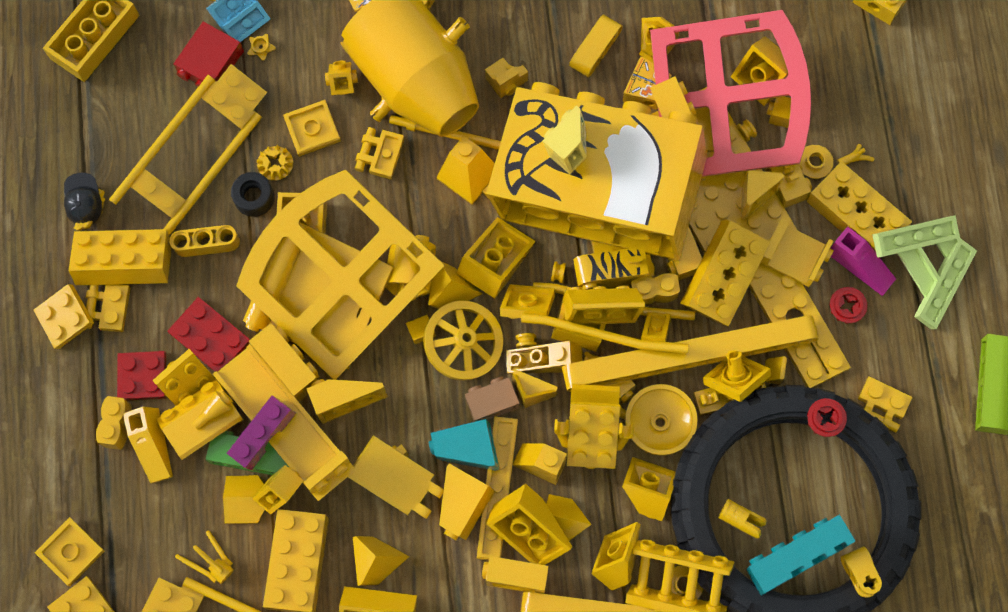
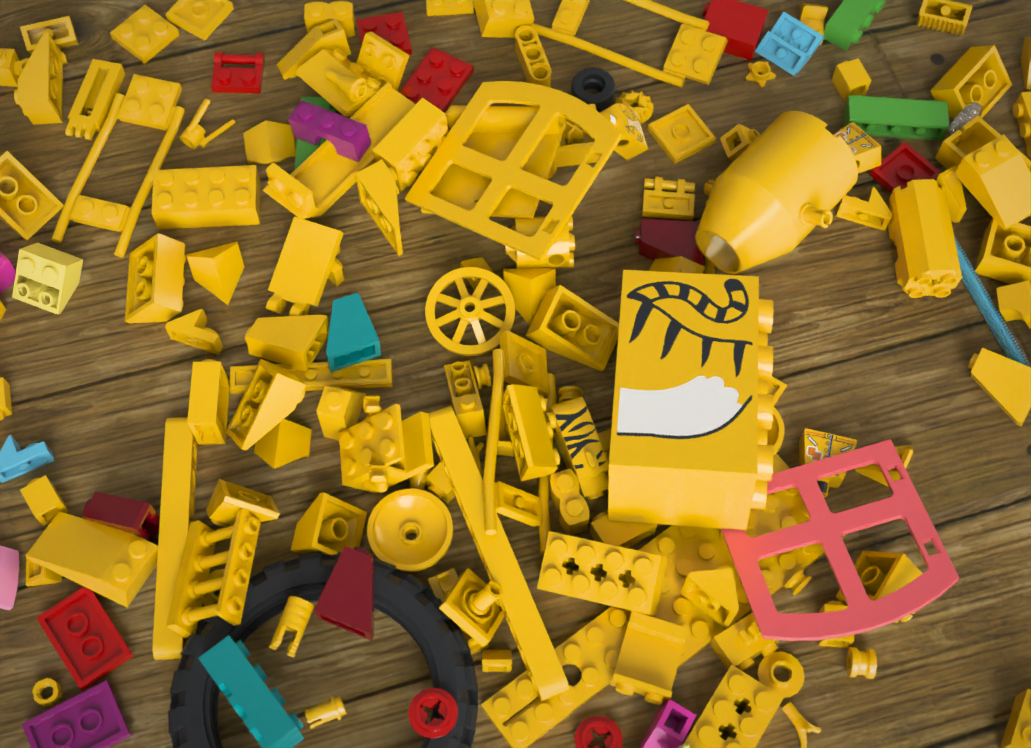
camera: 75 degrees right, 10 degrees down
(159, 524) = (237, 79): none -> red plate
(278, 489) = (275, 153): yellow brick -> none
(304, 173) = (628, 125): none -> yellow torso
(427, 158) = (668, 239): none -> dark red slope
(436, 591) = (192, 331): none -> yellow slope
(492, 399) = (407, 351): medium nougat brick -> none
(505, 77) = (790, 304): yellow brick -> none
(532, 389) = (425, 385): yellow slope -> none
(567, 140) = (698, 326): light yellow slope -> none
(595, 45) = (858, 394): yellow beam -> none
(670, 97) = (800, 476): yellow brick -> none
(722, 467) = (350, 594): none -> dark red slope
(815, 500) = (325, 712): none -> yellow pin
(818, 100) = (861, 663): none -> yellow wheel

